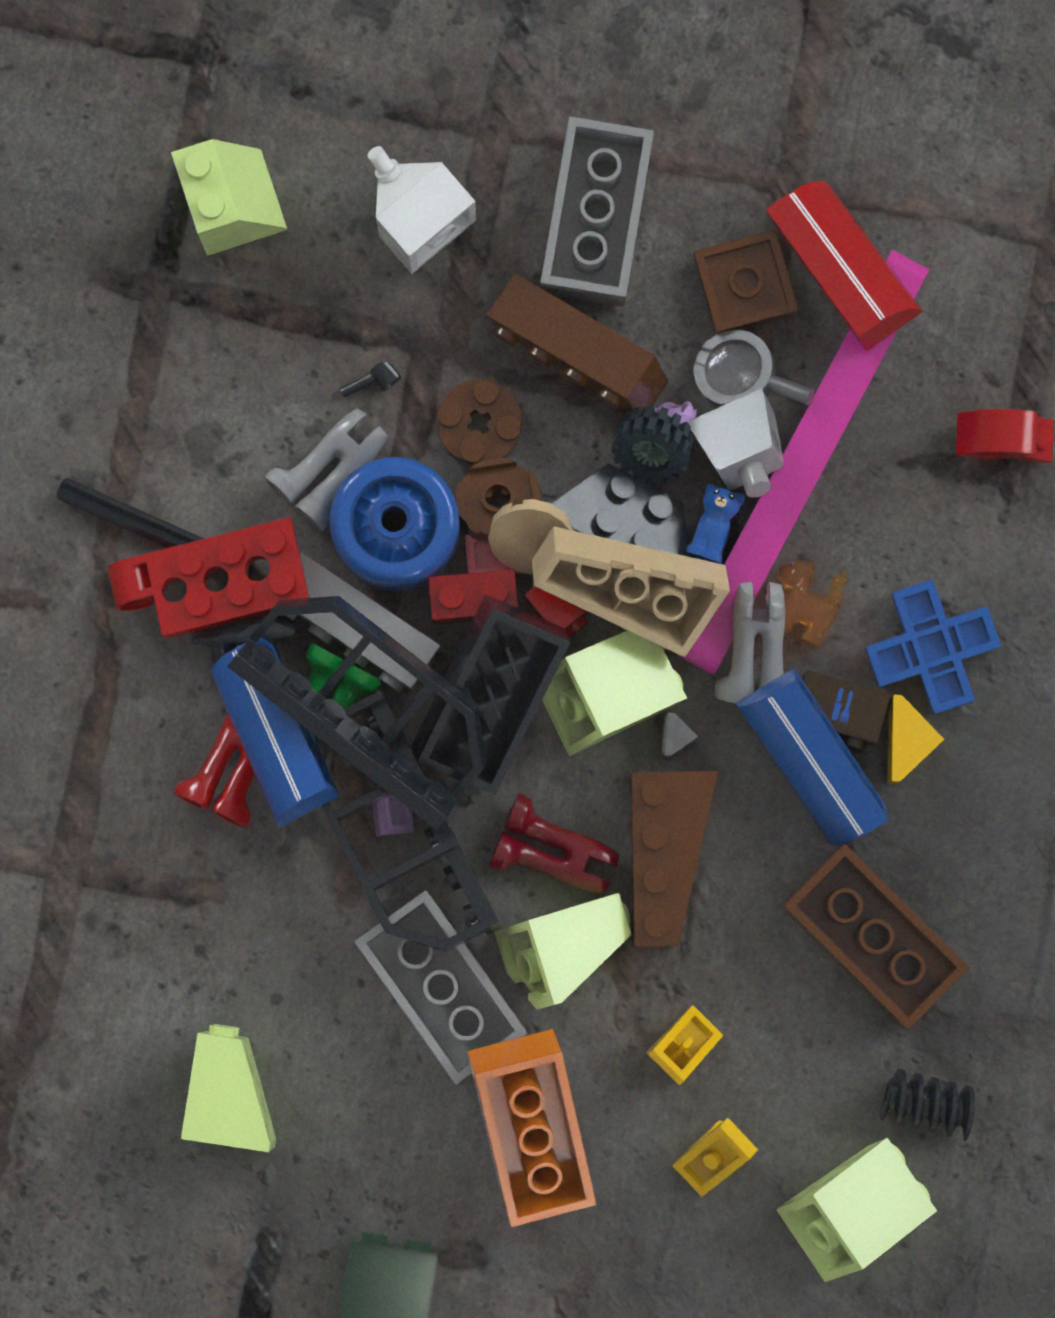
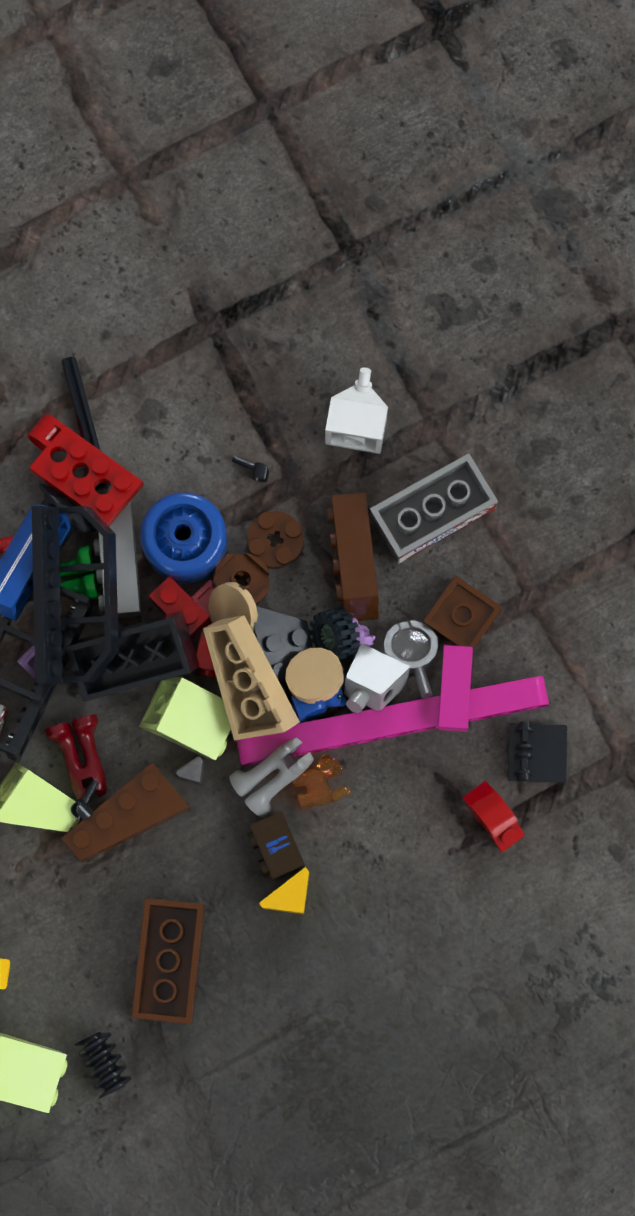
camera: 55 degrees right, 5 degrees down
(228, 194) = (285, 317): yellowish green slope -> none
(335, 444) = (202, 475): light grey piece -> none
(616, 897) = (80, 808): none -> black hand
(685, 504) = (314, 675): none -> tan tile
(685, 1044) = (32, 908): yellow slope -> none
(814, 758) = (237, 852): blue brick -> none
(829, 357) = (455, 688): none -> dark pink tile
(843, 262) = (513, 655): red brick -> none
(932, 647) = (350, 868): blue plate -> none
(971, 328) = (537, 752): none -> black hinge

